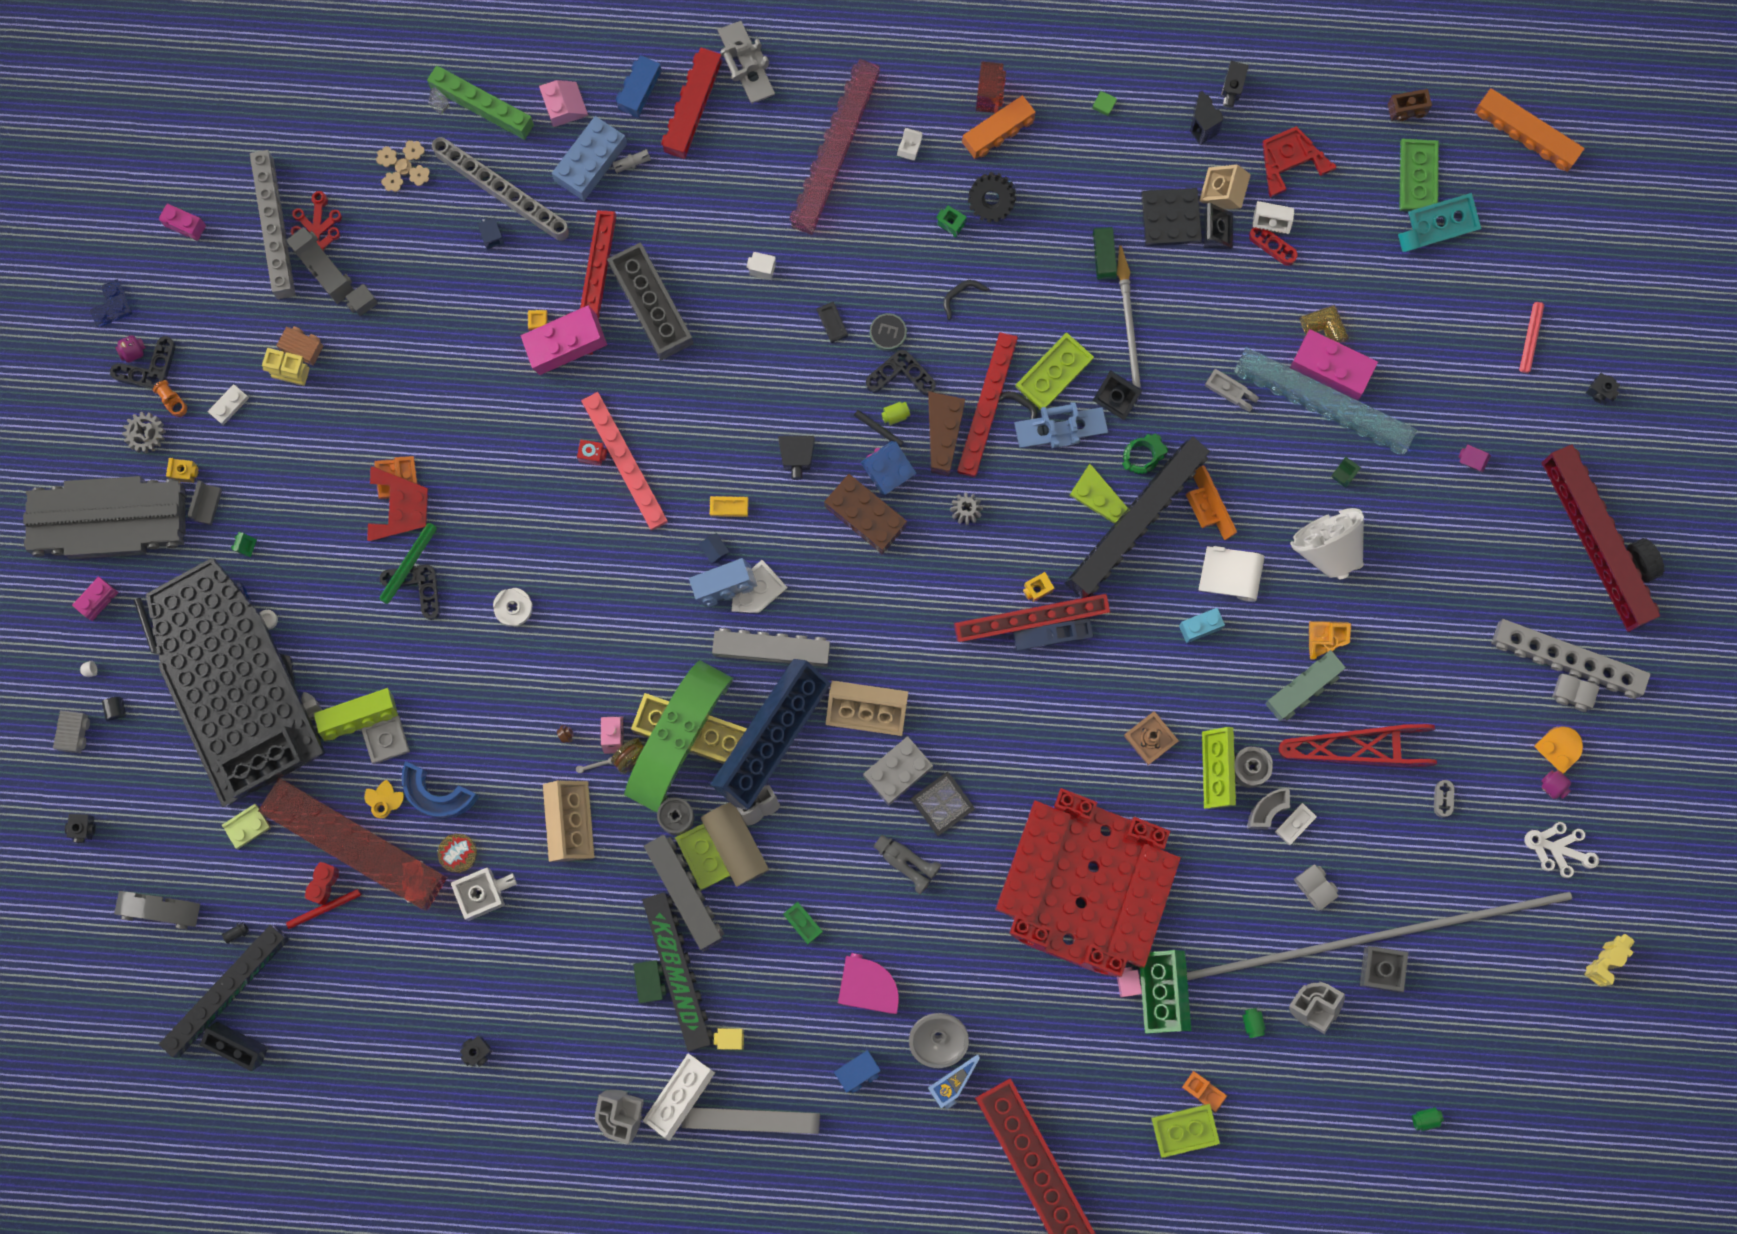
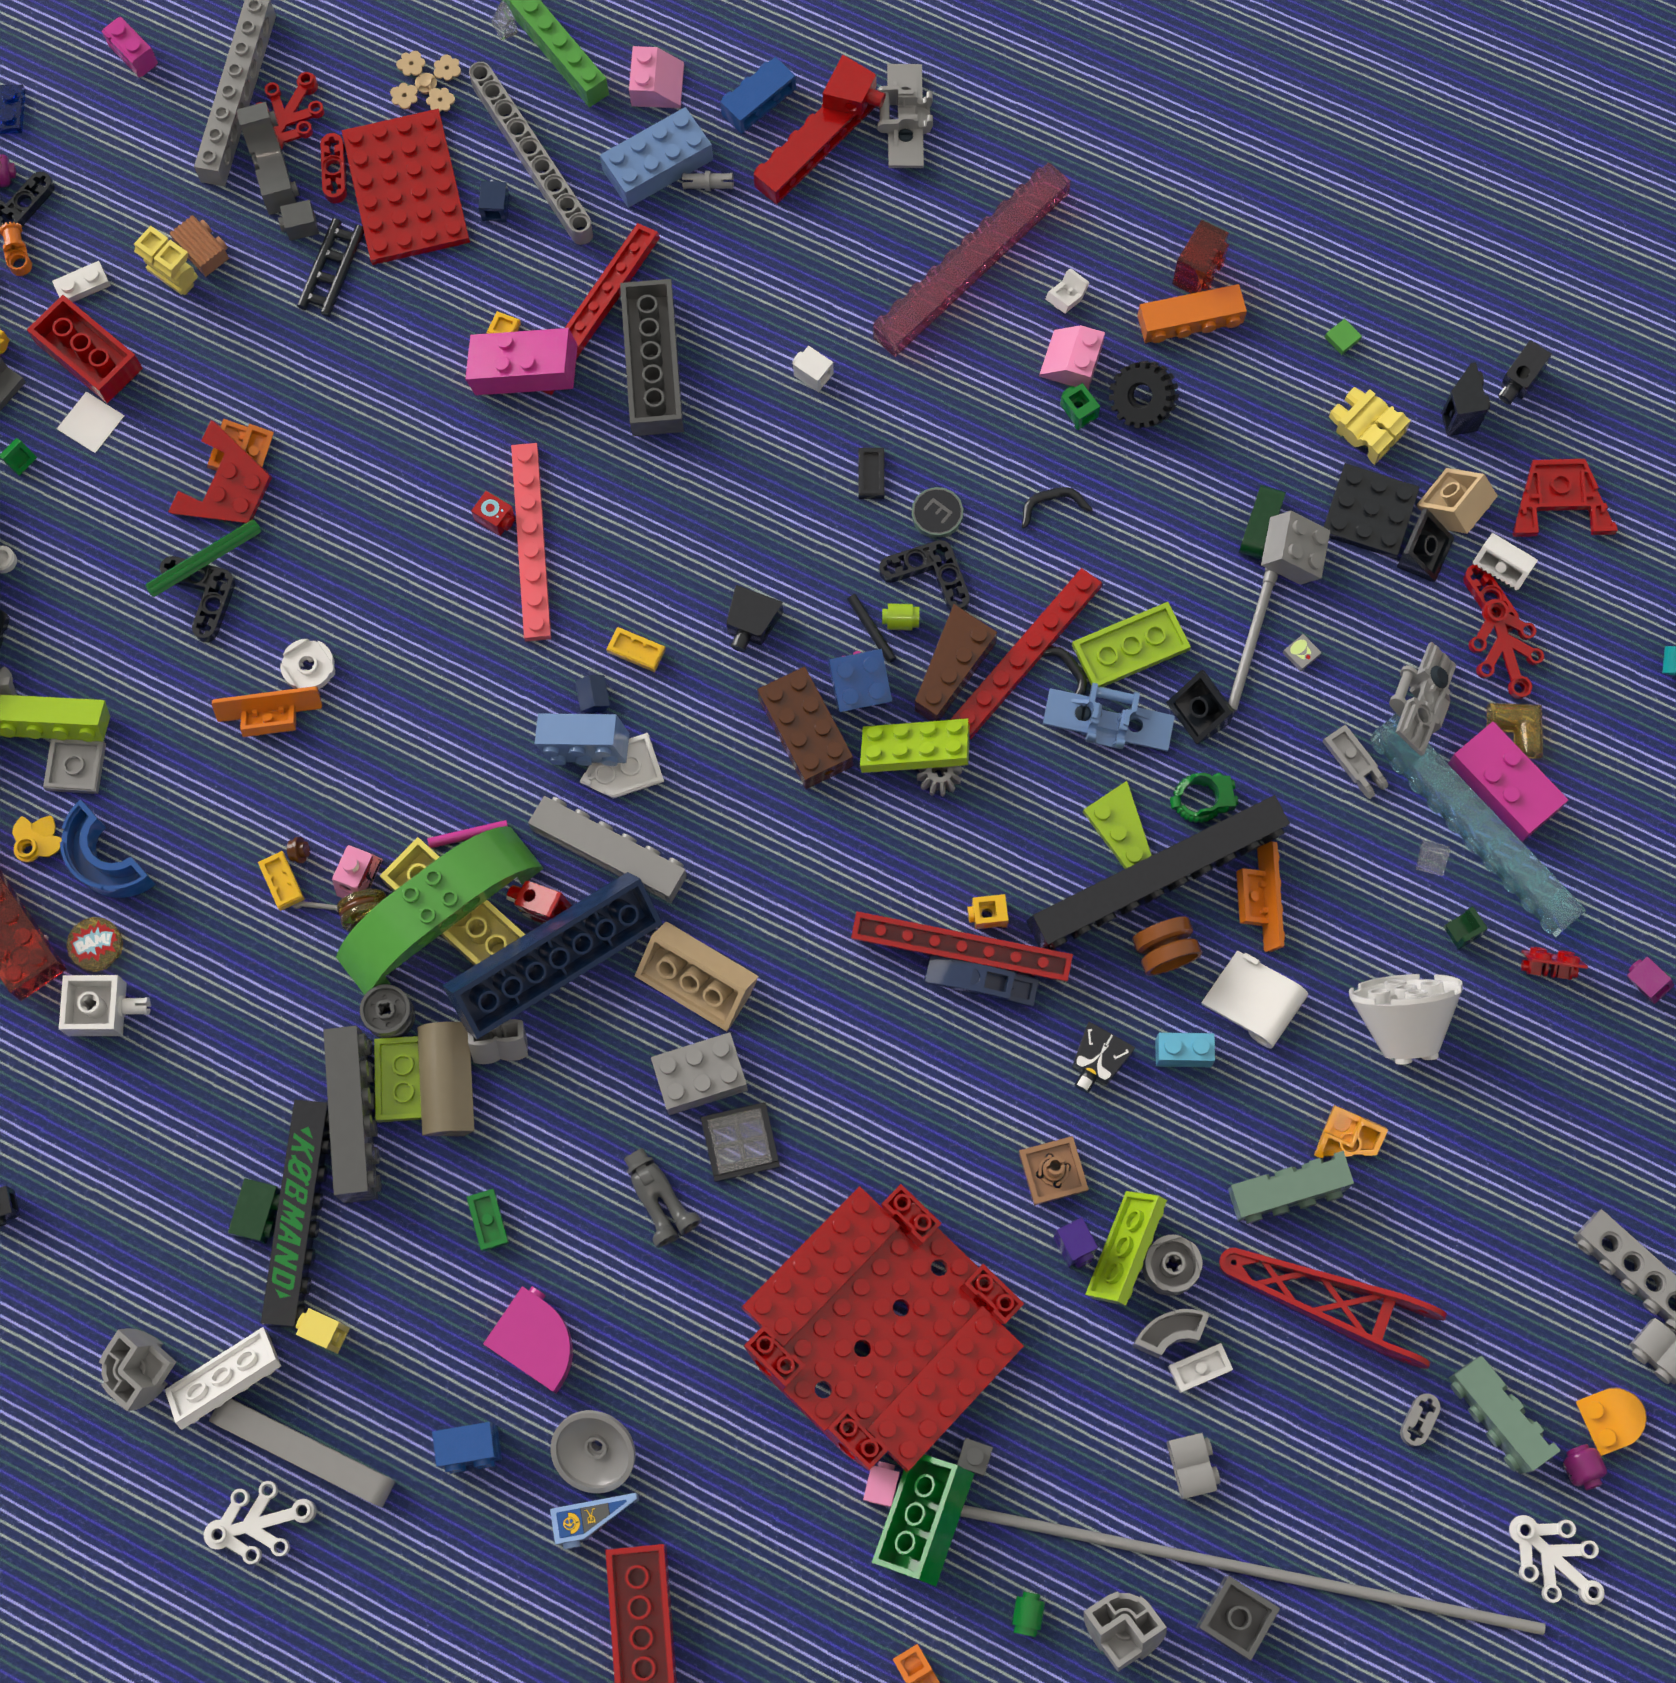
camera: 25 degrees right, 5 degrees down
(255, 450) = (85, 348): none -> red brick
(281, 499) = (90, 422): none -> white sticker
(367, 245) = (339, 176): none -> red beam
(406, 332) = (336, 281): none -> black bar
(423, 246) = (405, 186): none -> red plate
(500, 650) = (267, 711): none -> orange bracket
(563, 759) = (281, 880): none -> yellow plate
(568, 821) = (250, 961): tan slope -> none
(673, 676) = (462, 835): none -> dark pink bar
(705, 58) = (852, 88): none -> red torso
(741, 1180) = (254, 1524): none -> white plant
(750, 703) = (537, 901): none -> red torso
(932, 188) = (1073, 355): none -> bright pink slope
(943, 497) = (915, 745): none -> lime plate
(1135, 262) = (1295, 547): none -> light grey brick
(1143, 154) = (1363, 423): none -> light yellow hips
(1149, 652) = (1099, 1057): none -> black torso
(1161, 560) = (1167, 946): none -> dark orange wheel
(1166, 331) = (1302, 652): none -> tile
(1179, 940) = (974, 1457): none -> dark grey brick
(1186, 779) = (1076, 1243): none -> dark purple brick
(1260, 322) = (1428, 708): none -> light grey piece
(1296, 273) = (1505, 644): none -> red plant
(1306, 433) = (1433, 857): none -> clear slope
(1416, 471) = (1566, 961): none -> red hinge
(1494, 775) = (1502, 1416): none -> sand green wedge

